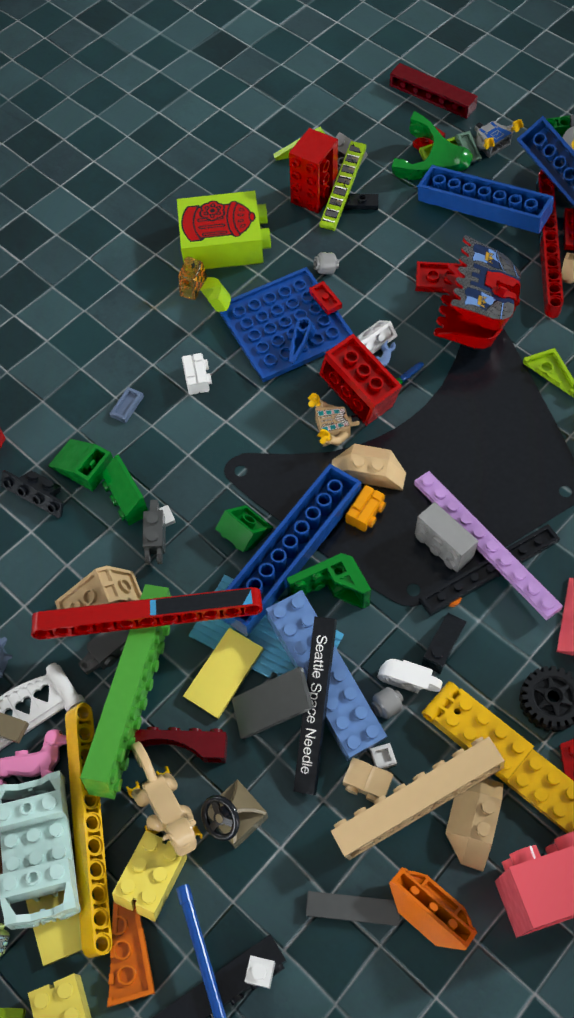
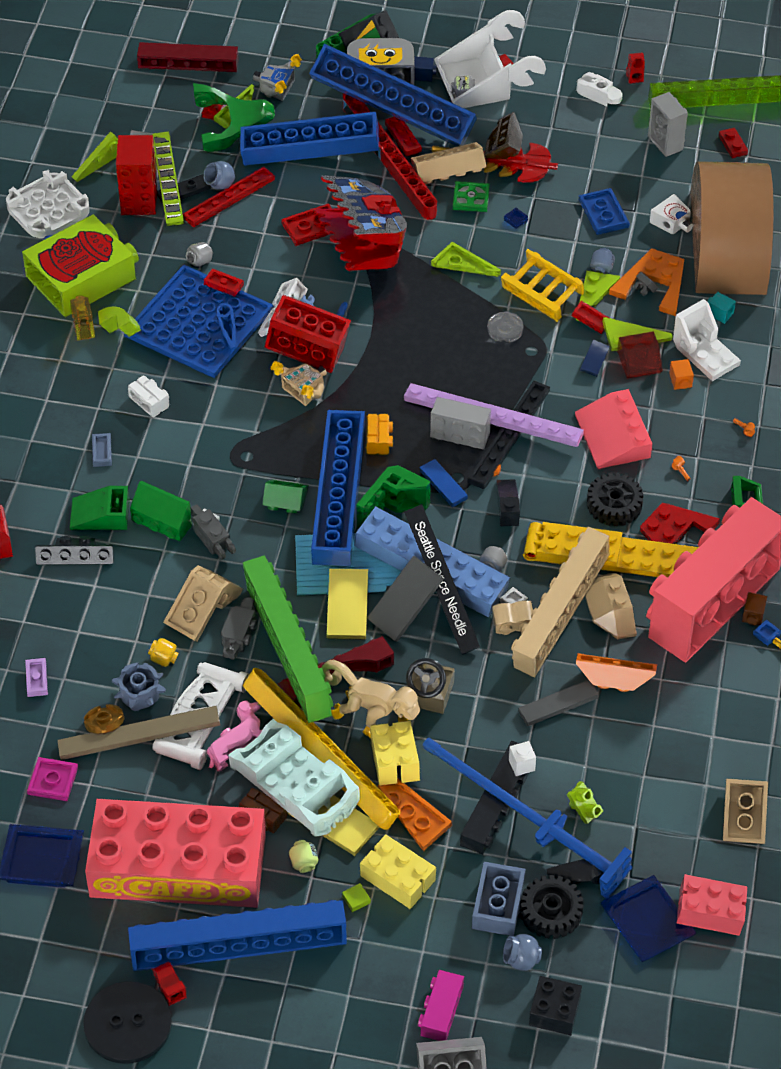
camera: 35 degrees left, 10 degrees down
(24, 635) = (163, 652): none -> yellow head
(146, 613) = (264, 576): red beam -> none
(238, 169) = (47, 205): none -> white tile
(372, 466) = (361, 397): tan wedge -> none
(387, 222) = (228, 197): none -> red tile
(388, 200) = (219, 175): none -> sand blue piece
(395, 590) = (443, 483): none -> blue tile
(408, 676) = (497, 534): white piece -> none
(466, 140) = (253, 92): sand green tile -> none
(554, 455) = (505, 326): none -> clear tile

